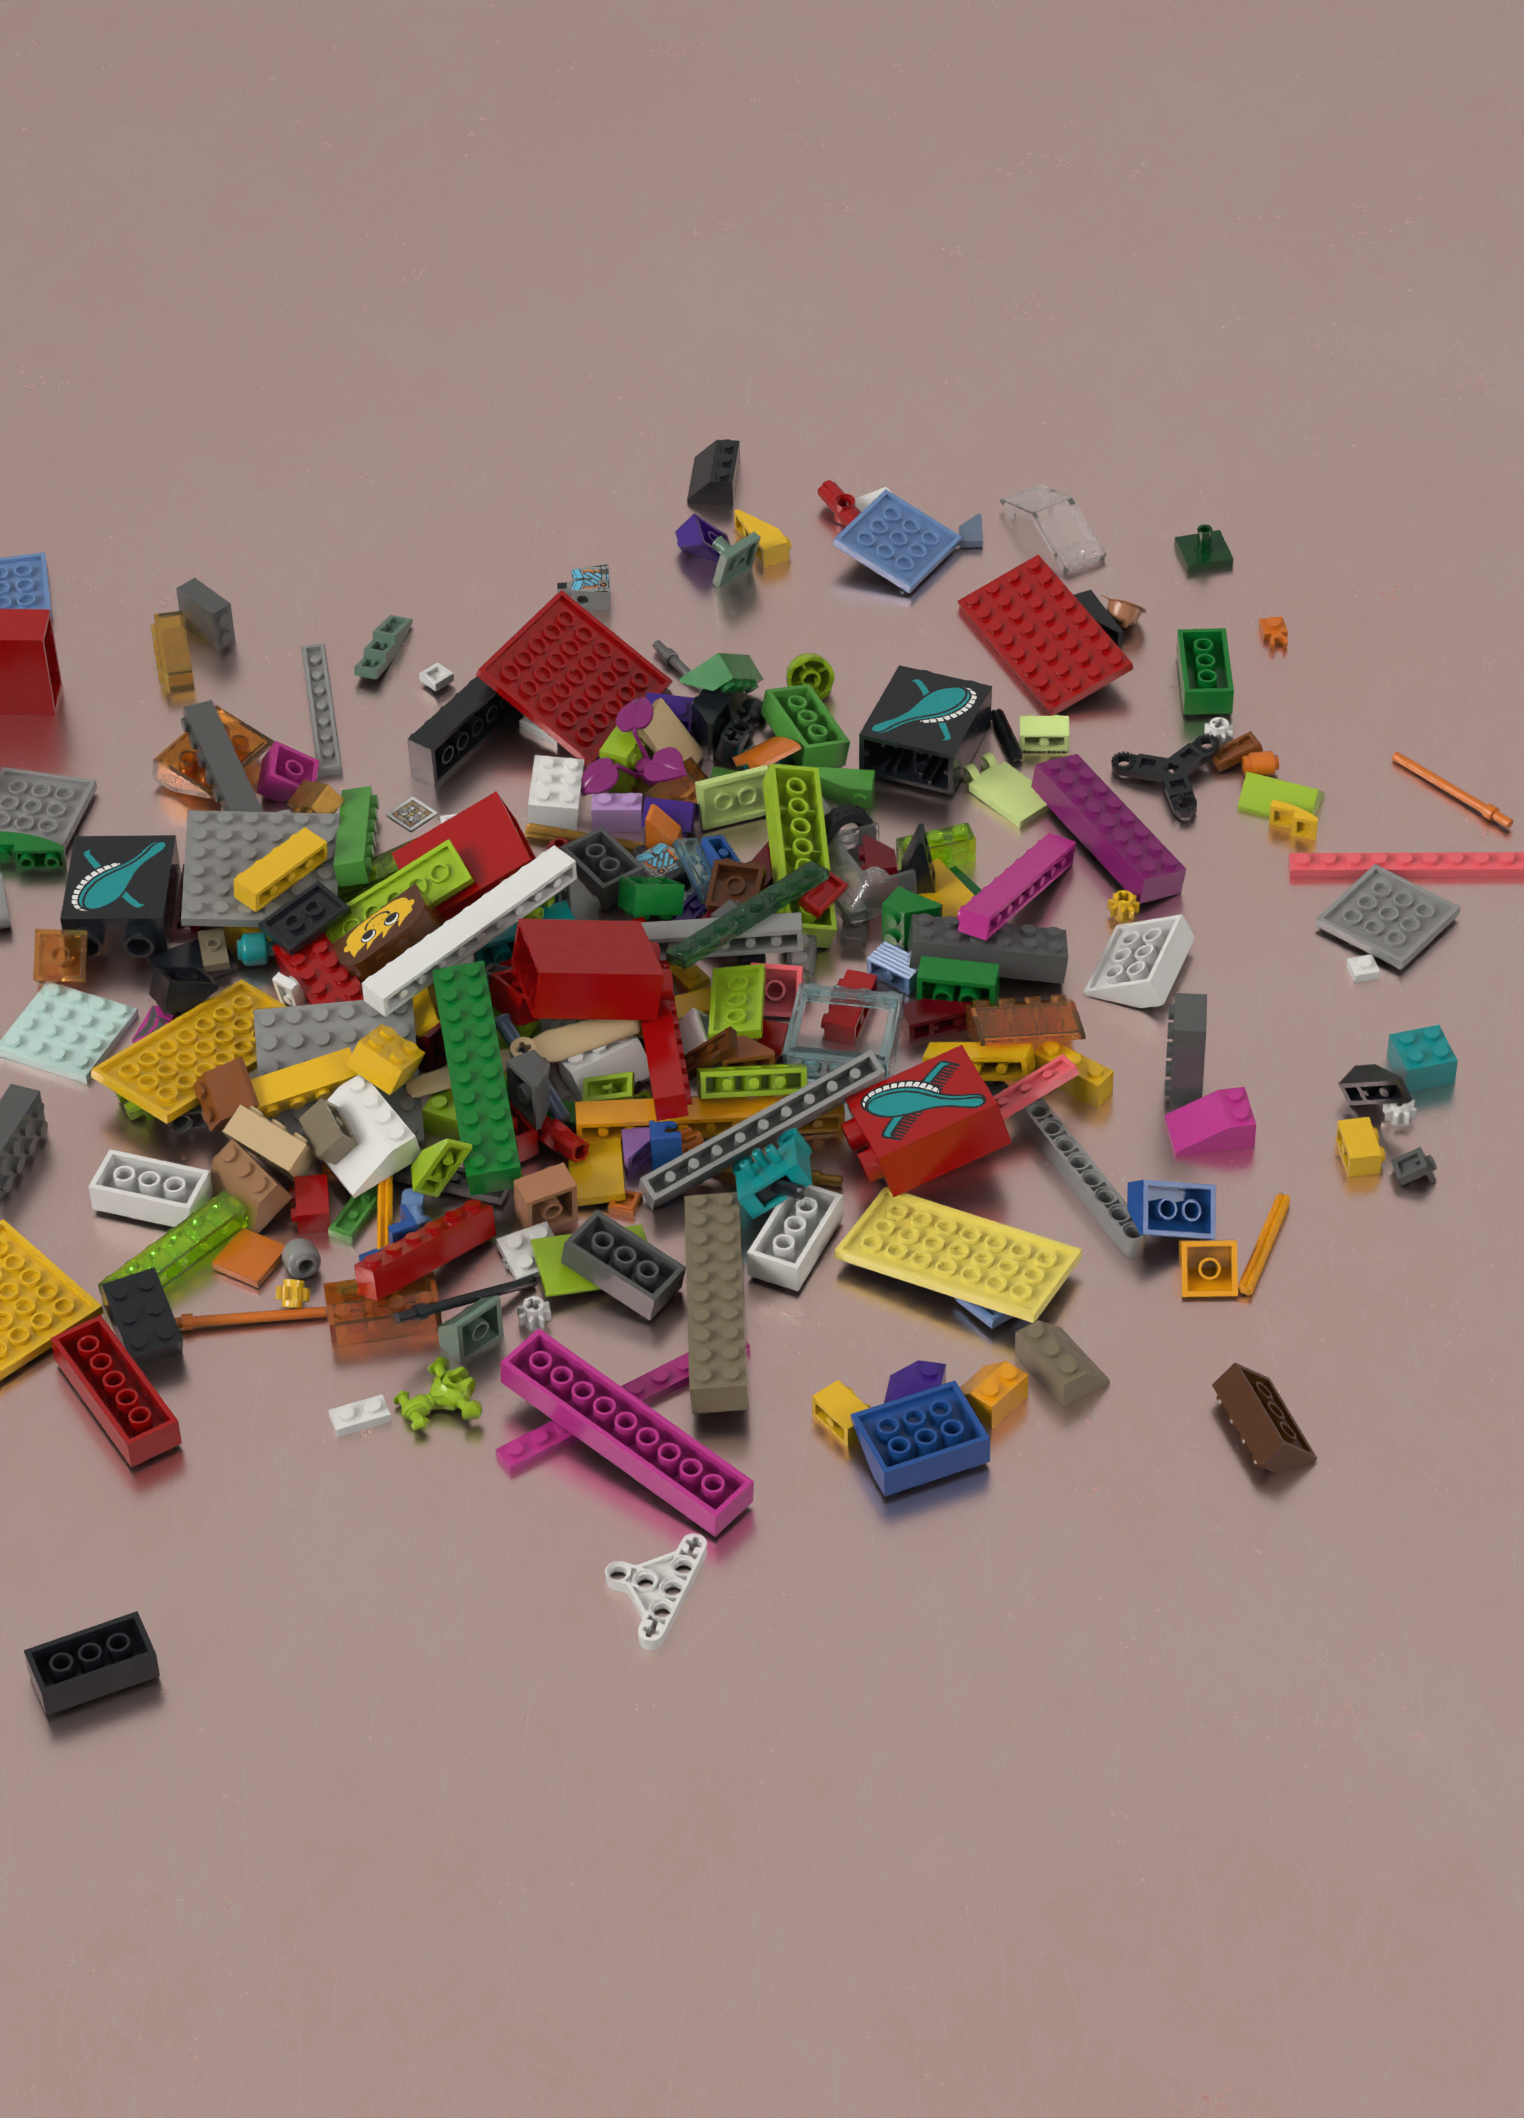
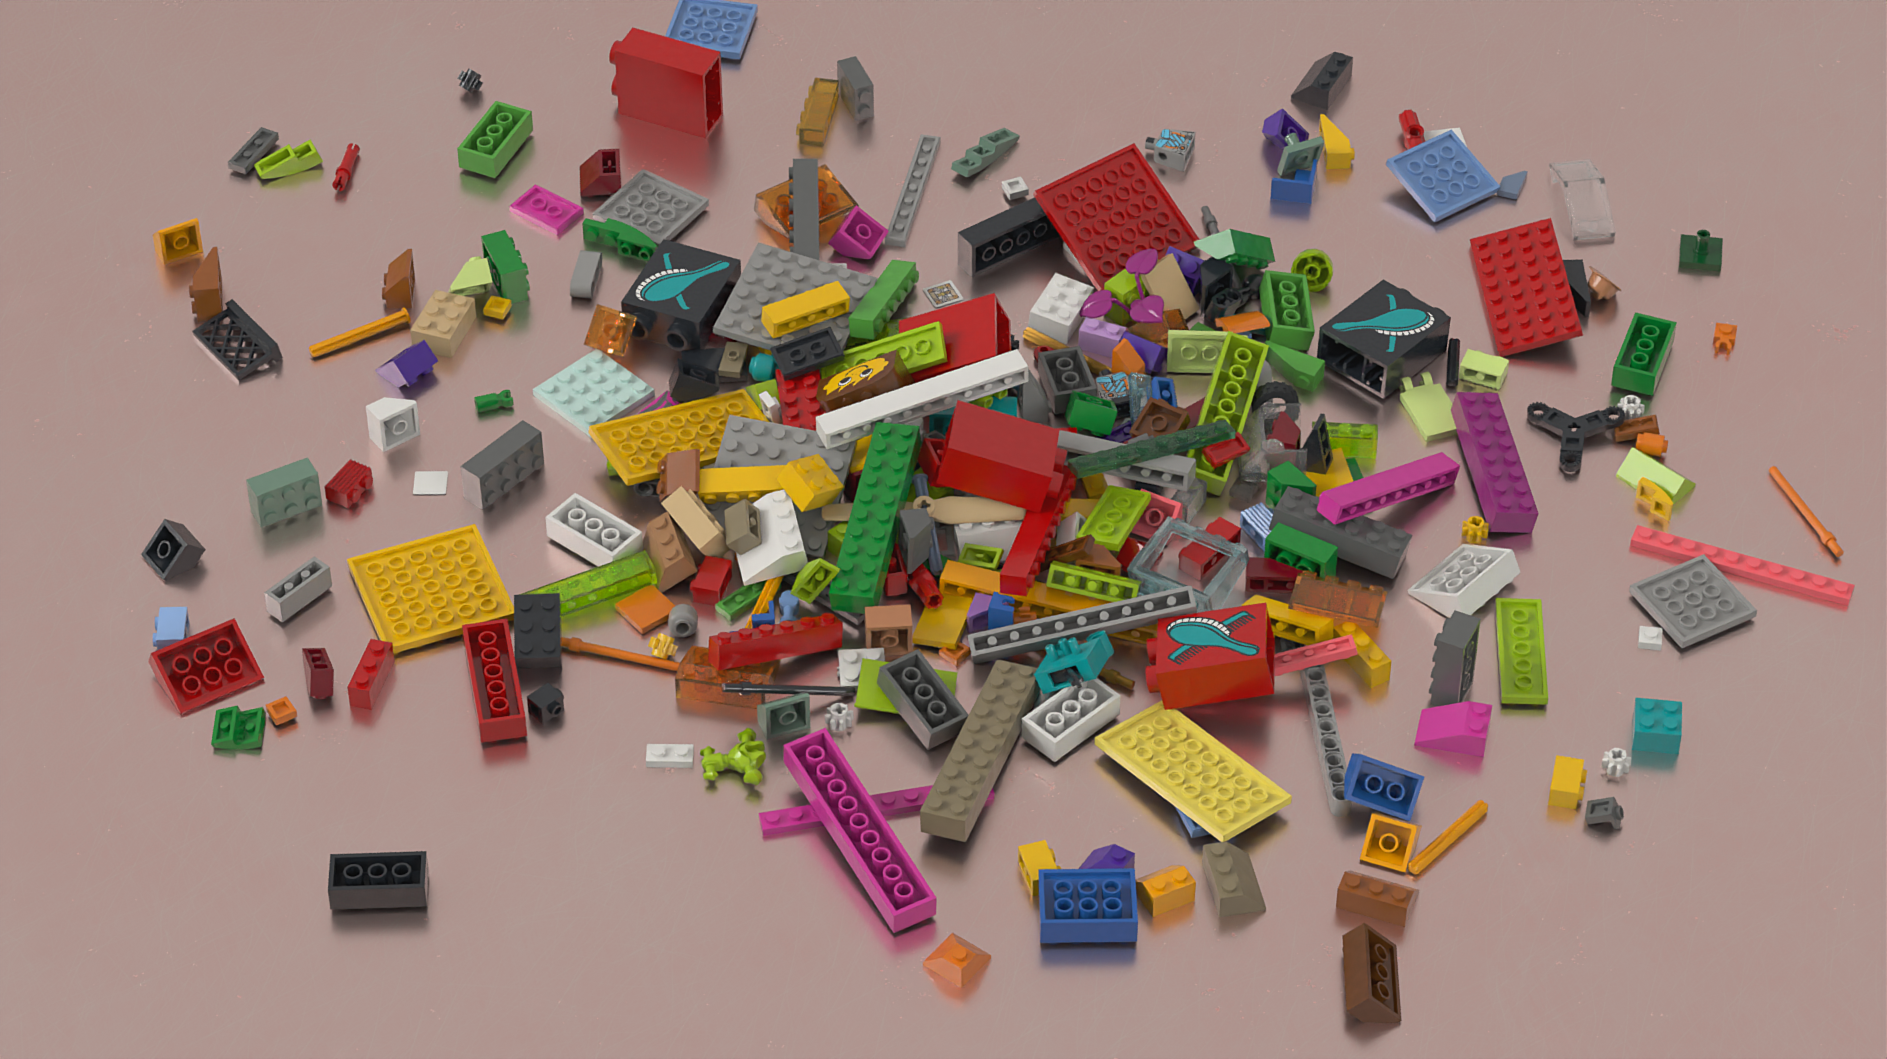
camera: 20 degrees right, 0 degrees up
(188, 1398) = (545, 703): none -> black brick
(262, 976) = (756, 389): none -> lime slope
(315, 798) = (866, 261): pearl gold brick -> none
(663, 1575) = (838, 950): white beam -> none
(747, 596) = (1296, 190): none -> blue panel
(801, 1545) = (956, 960): none -> orange slope
(1224, 1333) = (1376, 898): none -> dark orange slope
(1239, 1022) = (1521, 651): none -> lime plate
(1373, 1086) = (1598, 735): black slope -> none

